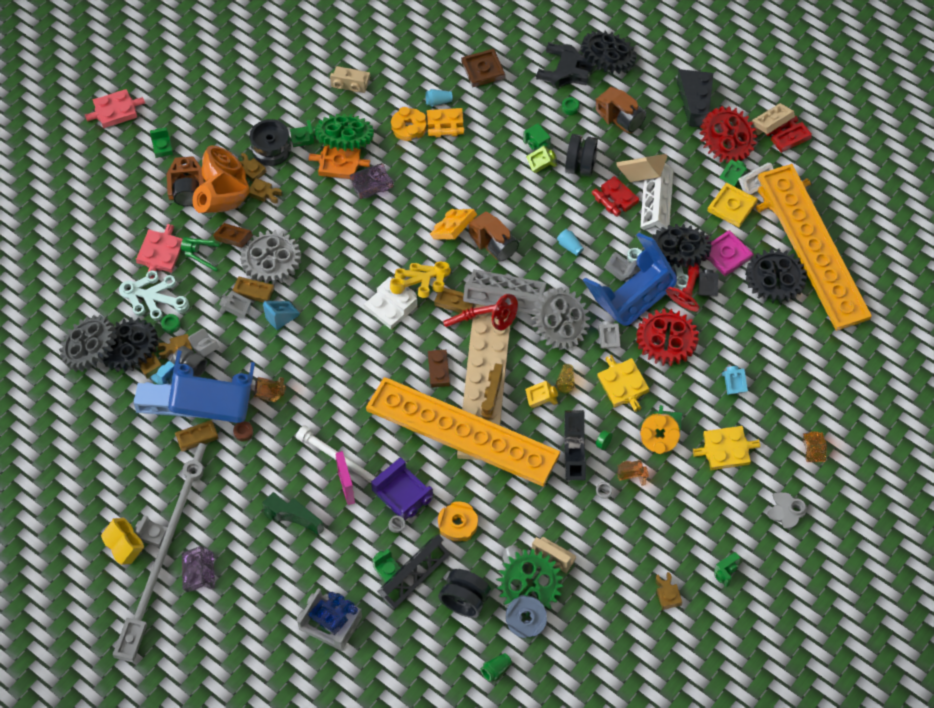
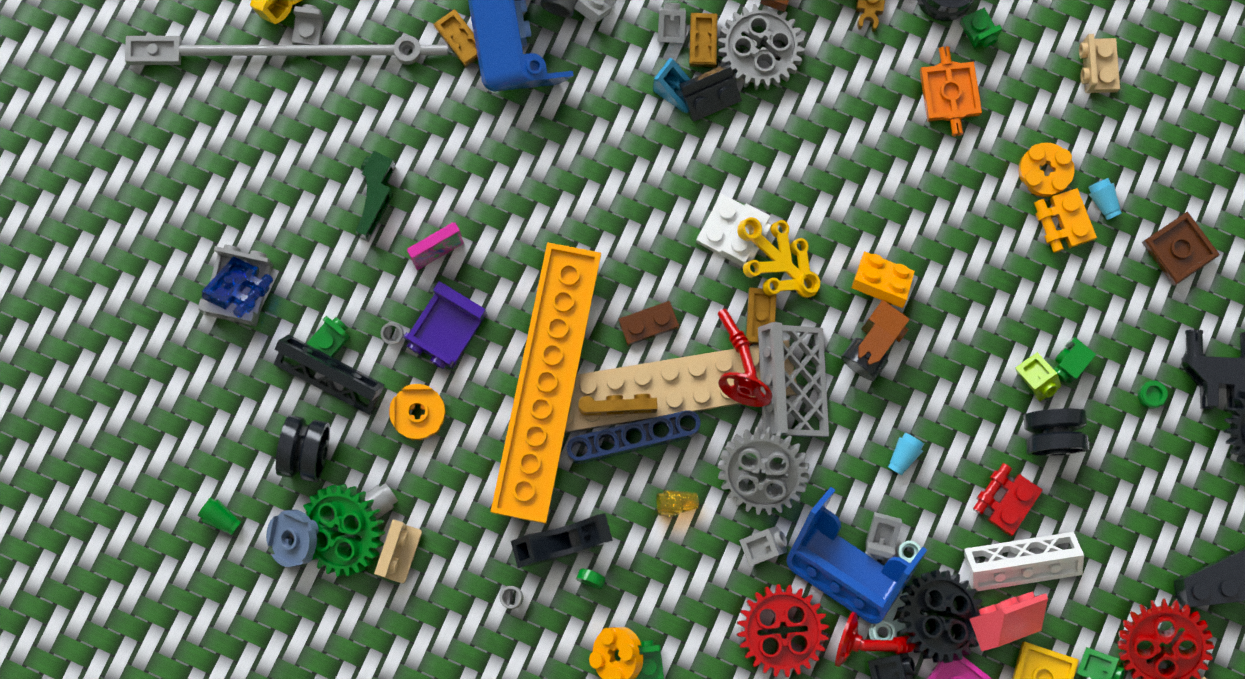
camera: 70 degrees right, 20 degrees up
(197, 569) = (268, 102): clear purple bracket -> none
(243, 431) = (483, 97): copper tile -> none
(269, 389) = (552, 108): clear orange bracket -> none
(292, 292) = (710, 92): none -> black plate
(305, 435) = (496, 177): white piece -> none
(344, 132) = (997, 83): green gear -> none
(371, 181) = (925, 145): clear purple bracket -> none
(515, 367) = (644, 427): none -> dark blue beam
(541, 394) = (640, 475): yellow bracket -> none
(620, 109) = (1164, 461): dark orange piece -> none
(623, 383) = (692, 584): yellow plate -> none
(632, 469) = (553, 624): clear orange bracket -> none
(643, 168) = (1067, 529): tan slope -> none
(693, 208) = (1009, 620): none -> coral slope

